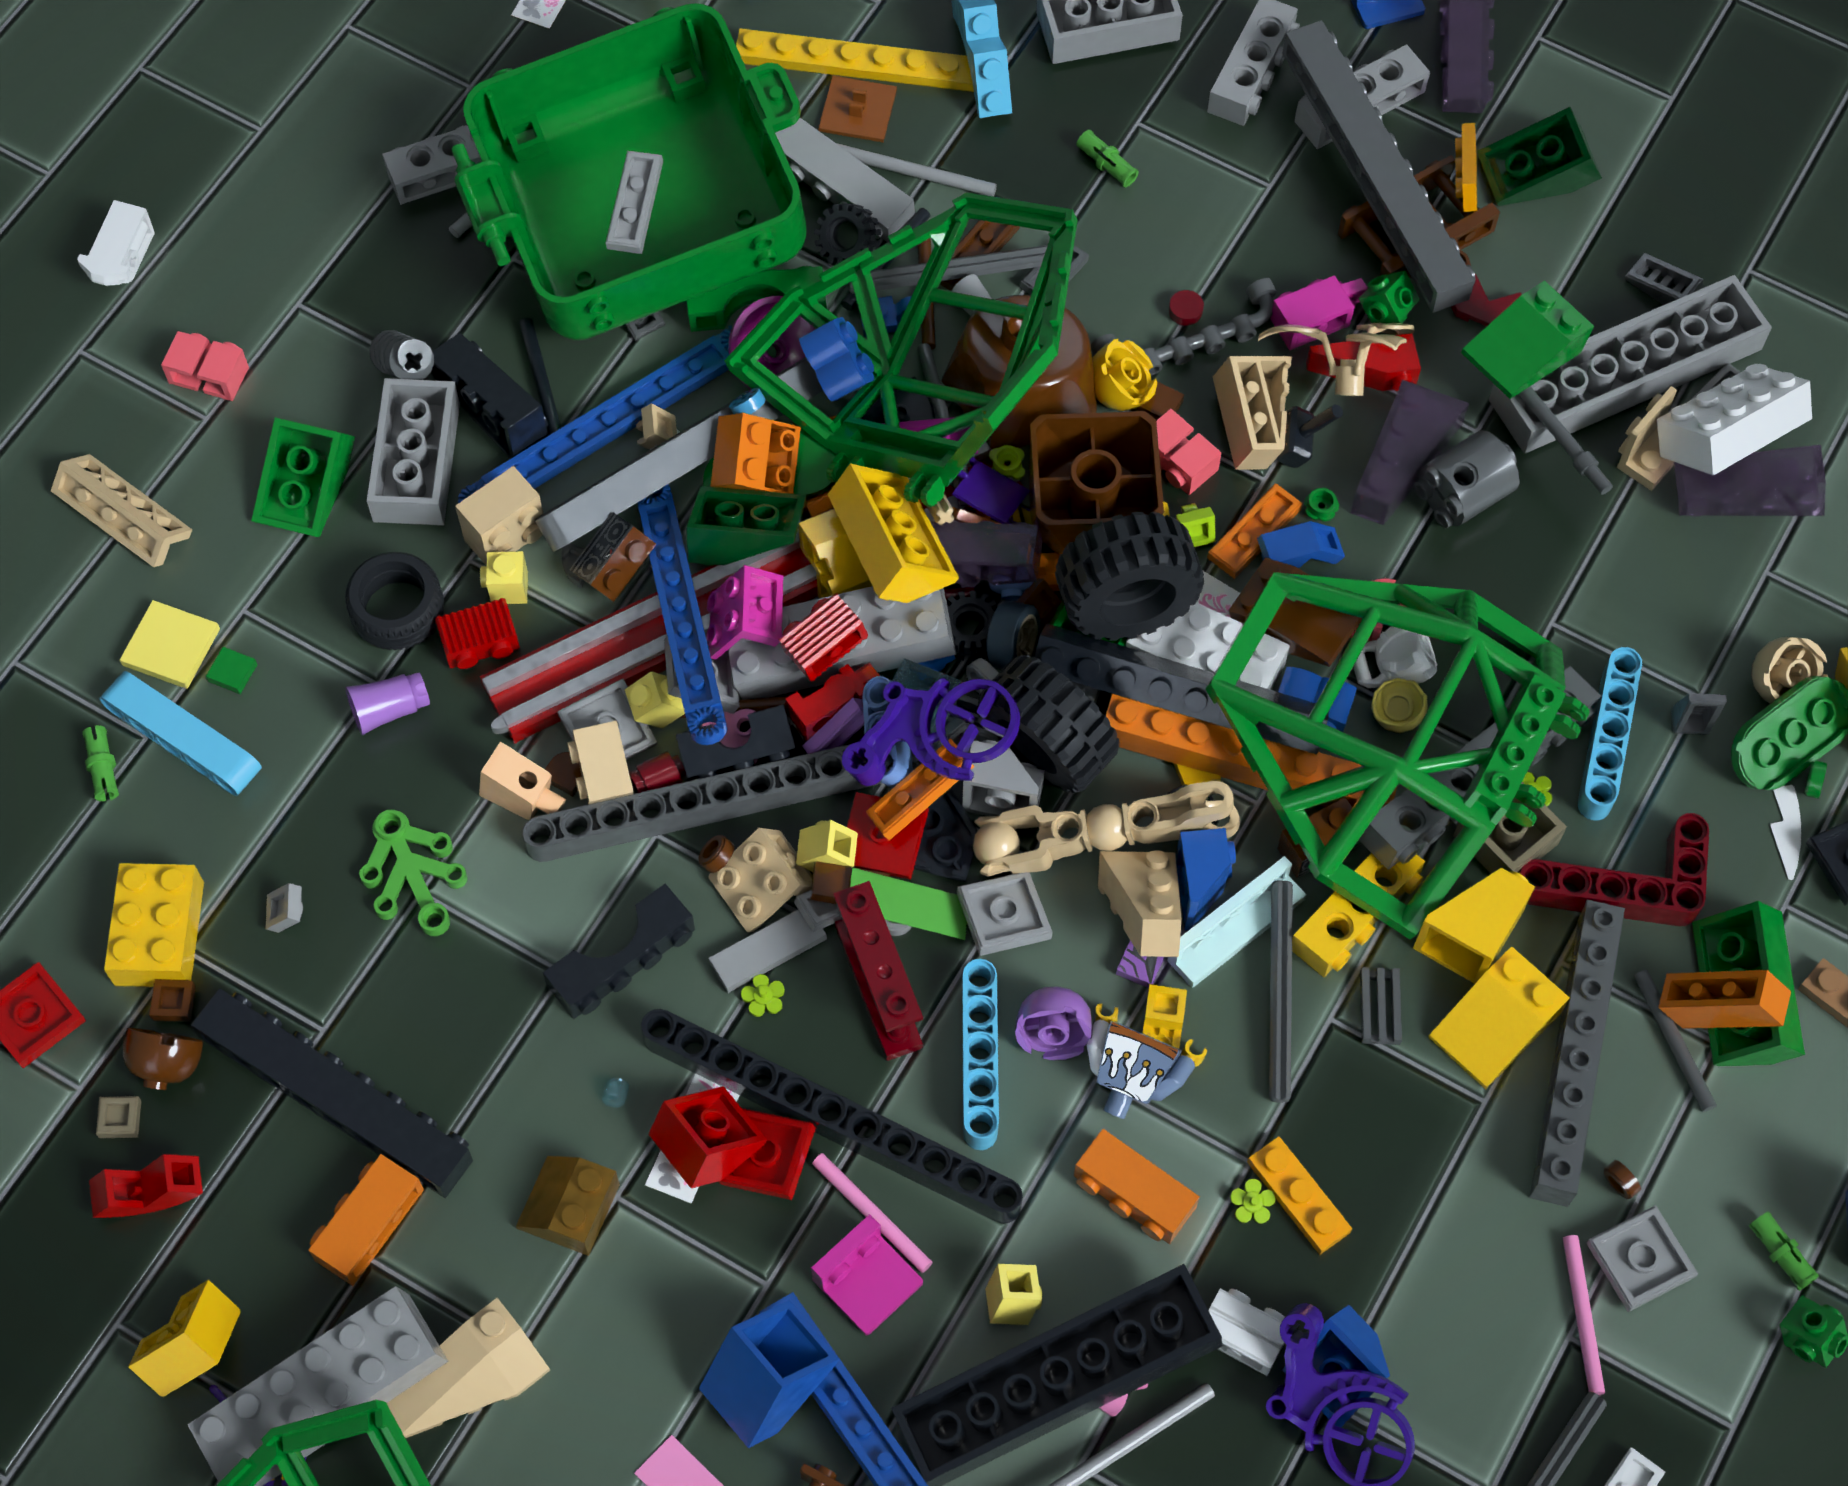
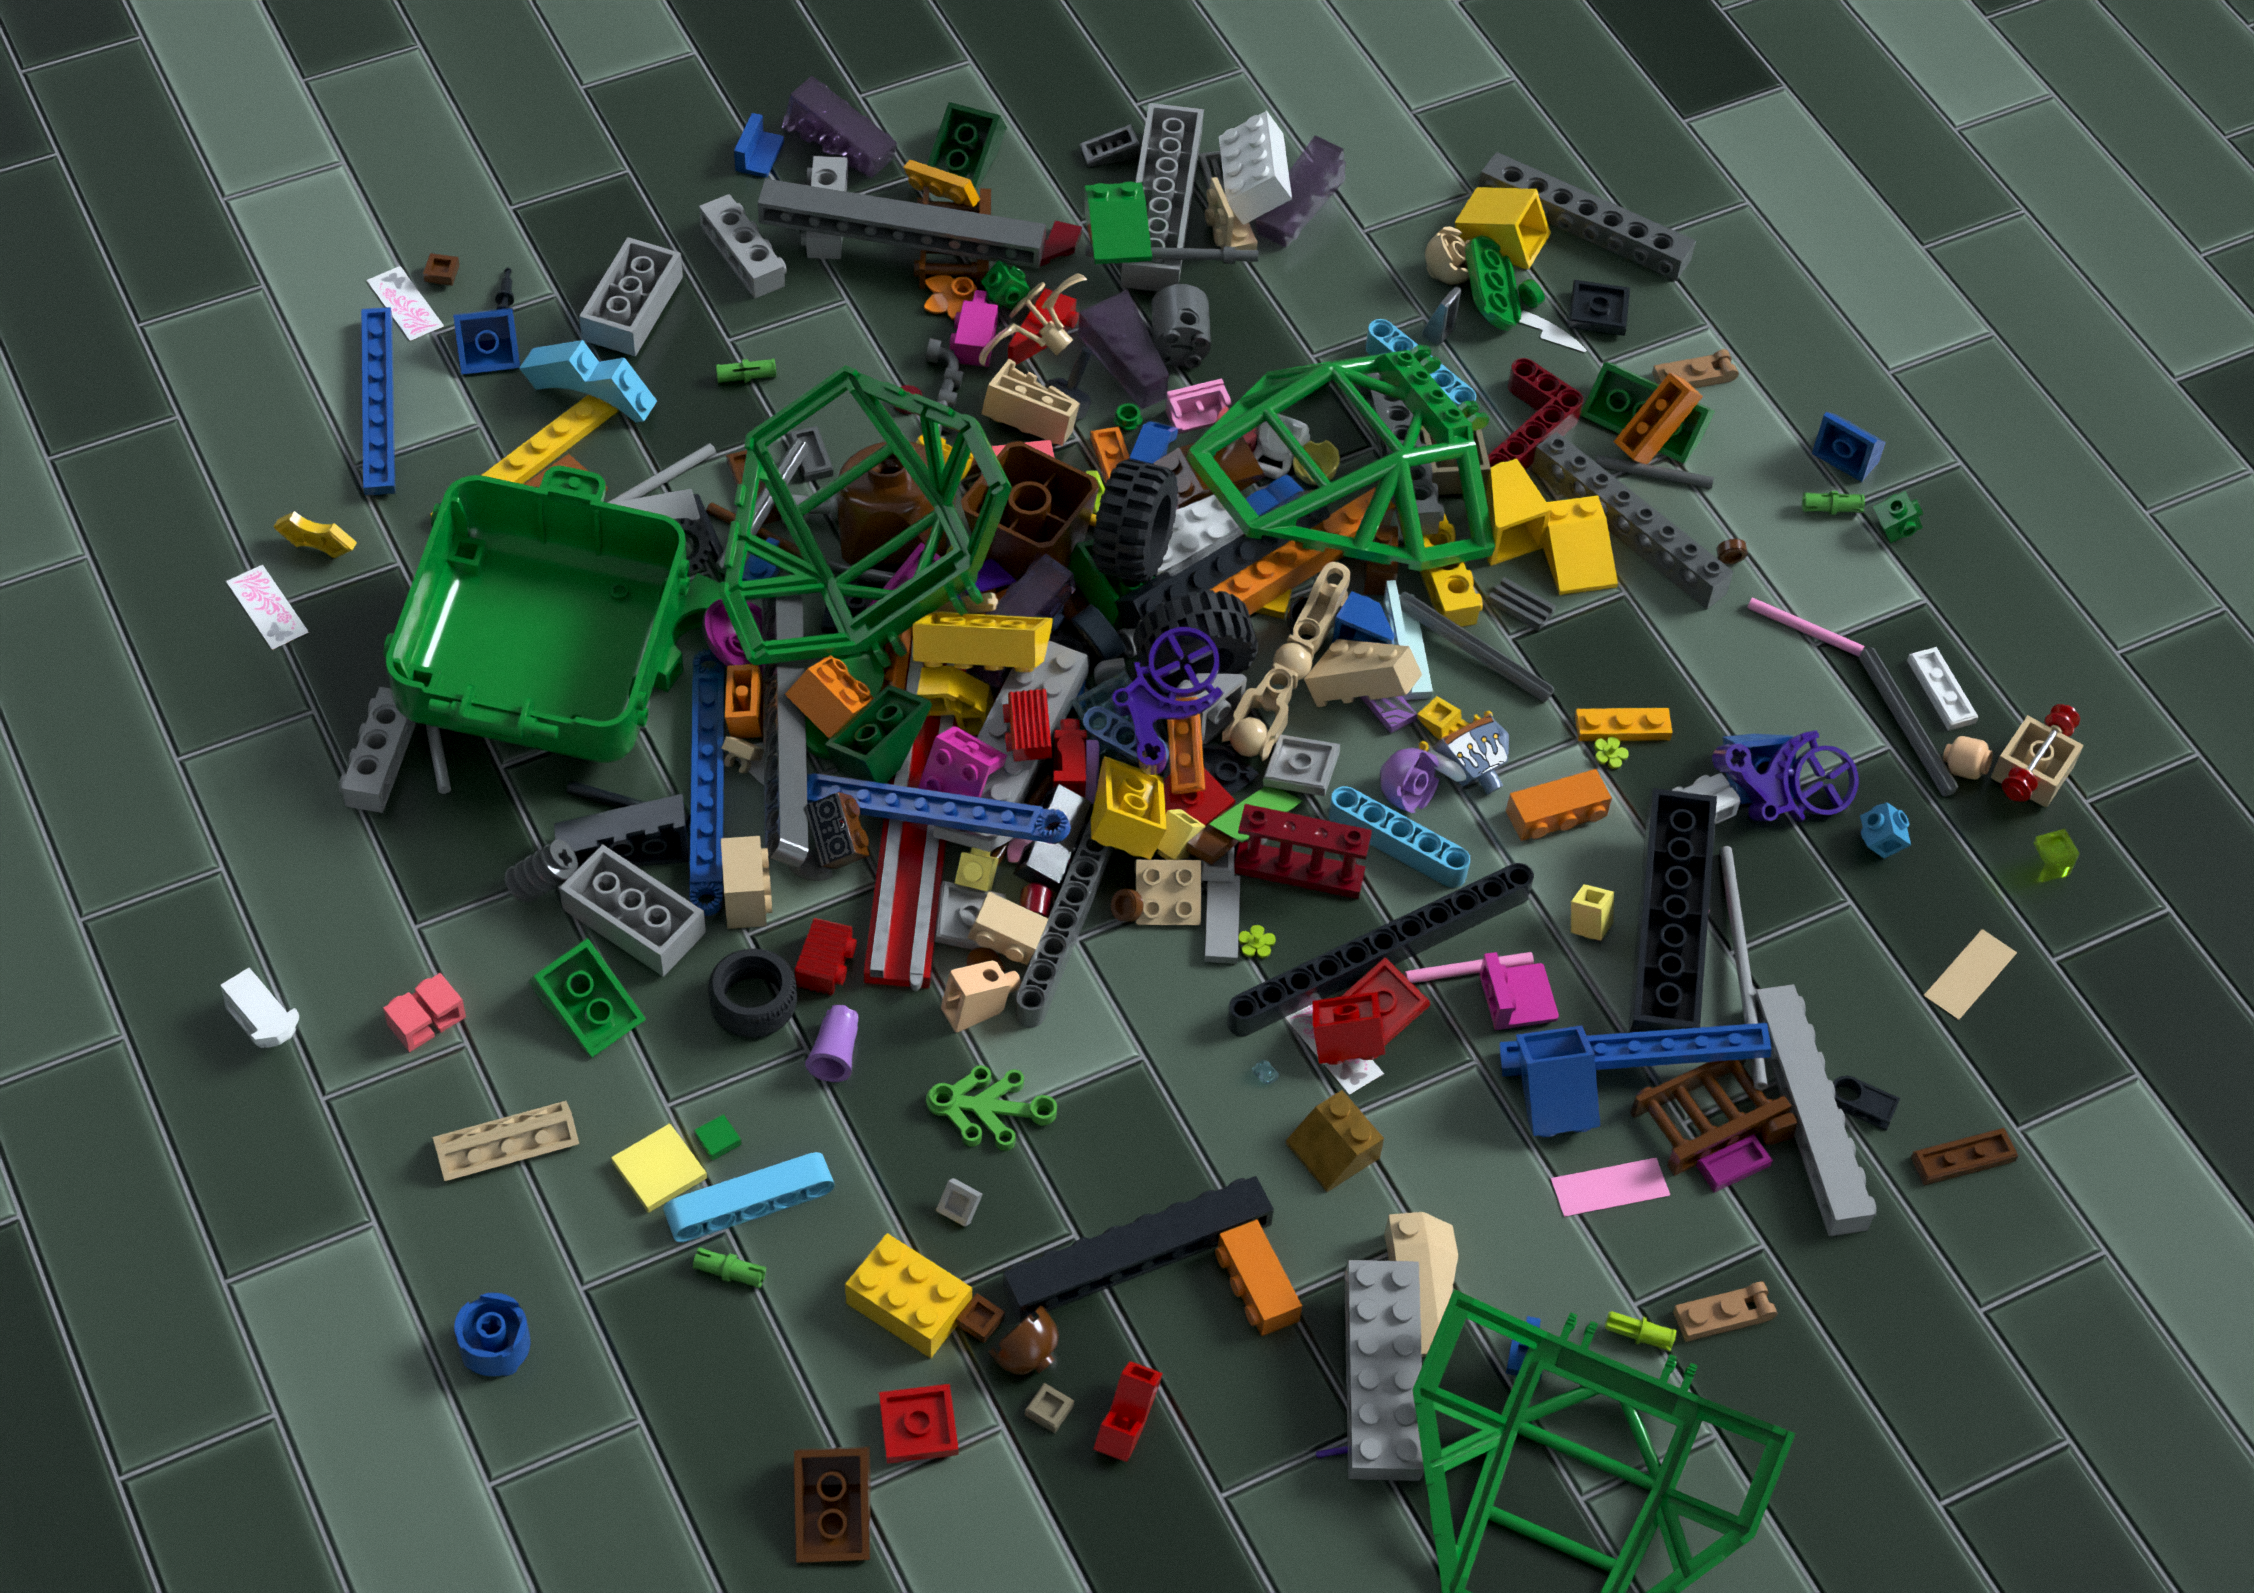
camera: 60 degrees left, 10 degrees down
(189, 1342) = (1281, 1445): yellow panel -> none
(505, 577) = (792, 911): light yellow brick -> none
(583, 980) = (1165, 1039): black arch -> none
(634, 202) = (588, 619): light grey tile -> none
(705, 391) = (744, 701): none -> orange brick
(748, 402) = (789, 670): dark azure tile -> none
(806, 784) = (1128, 809): none -> yellow slope
(837, 358) = (800, 597): blue brick -> none
(1349, 257) = (948, 294): none -> orange plate
(1385, 555) = (1196, 405): none -> bright pink hinge
(1642, 1258) = (1790, 574): light grey plate -> none

